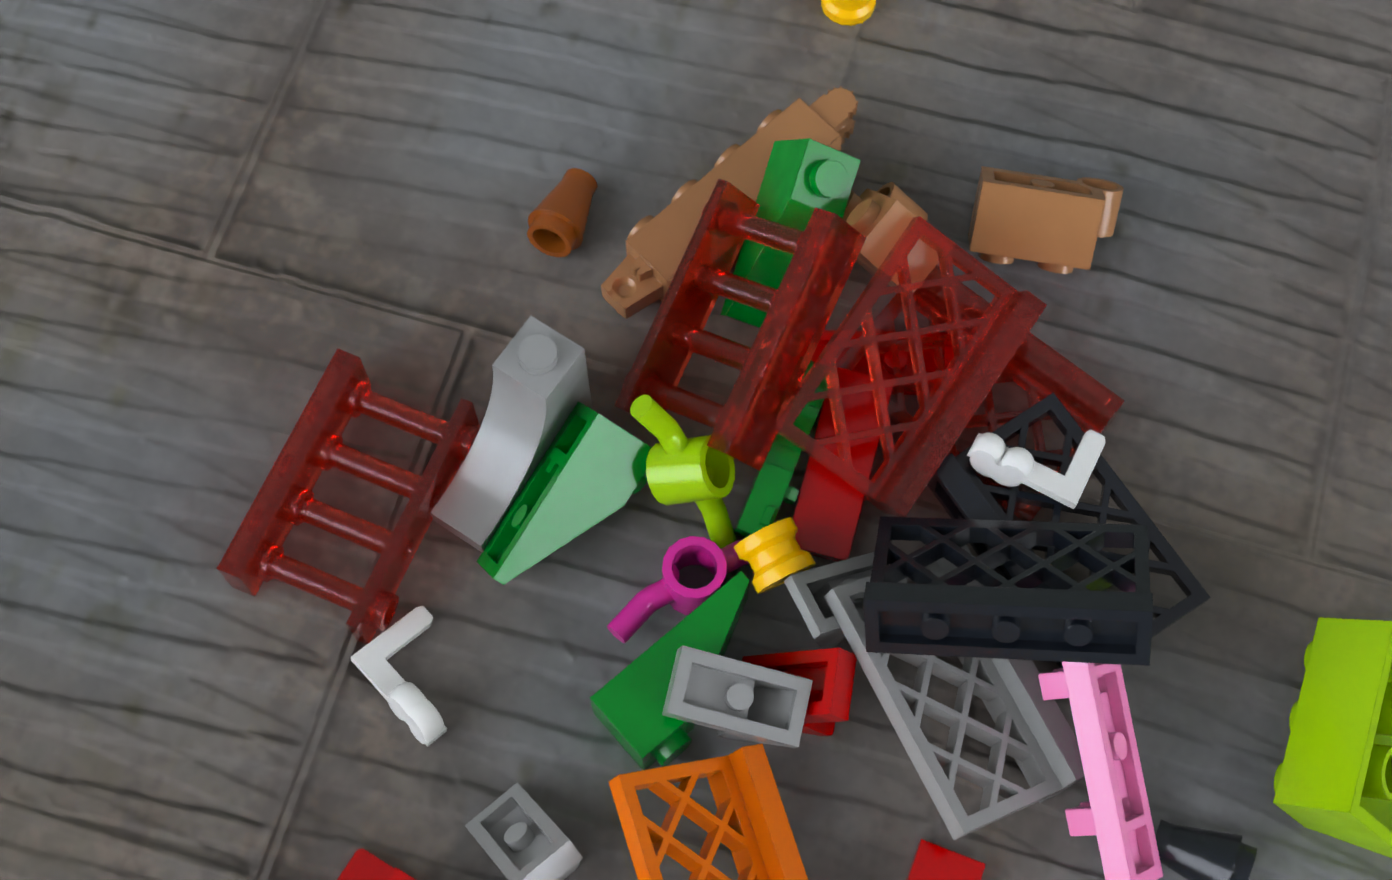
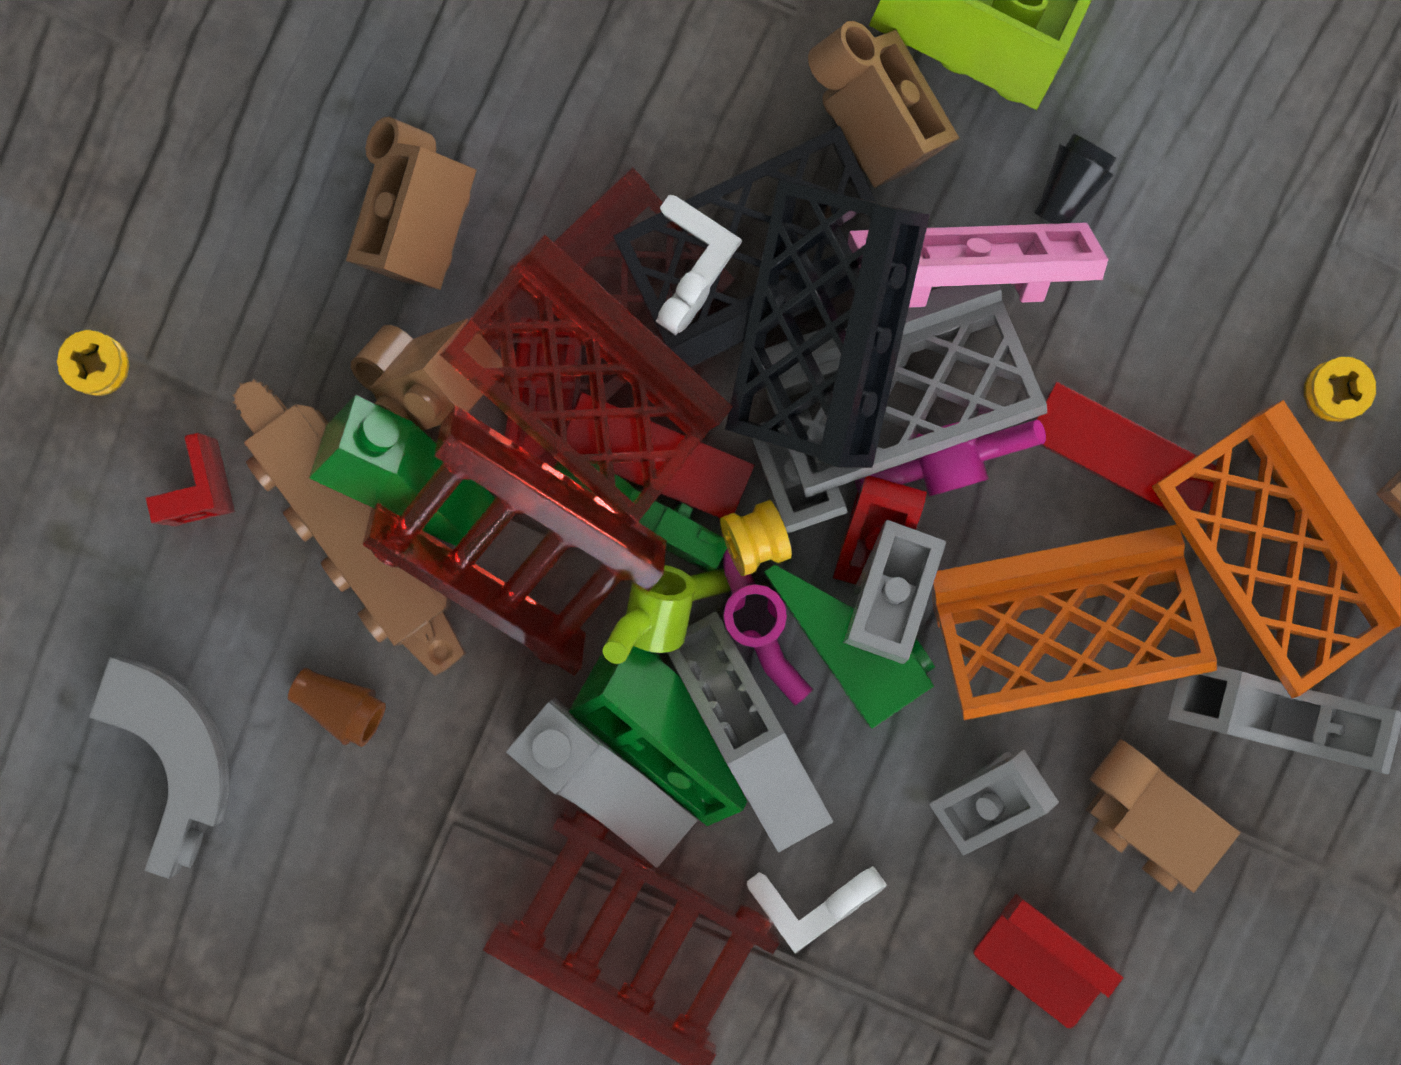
camera: 85 degrees left, 20 degrees up
(510, 94) = (187, 743): none -> light grey arch
(561, 576) = (748, 734): none -> light grey arch
(754, 71) = (205, 500): none -> red panel
(884, 767) = (964, 462): none -> dark pink piece
(1244, 638) = (880, 101): none -> medium nougat hinge

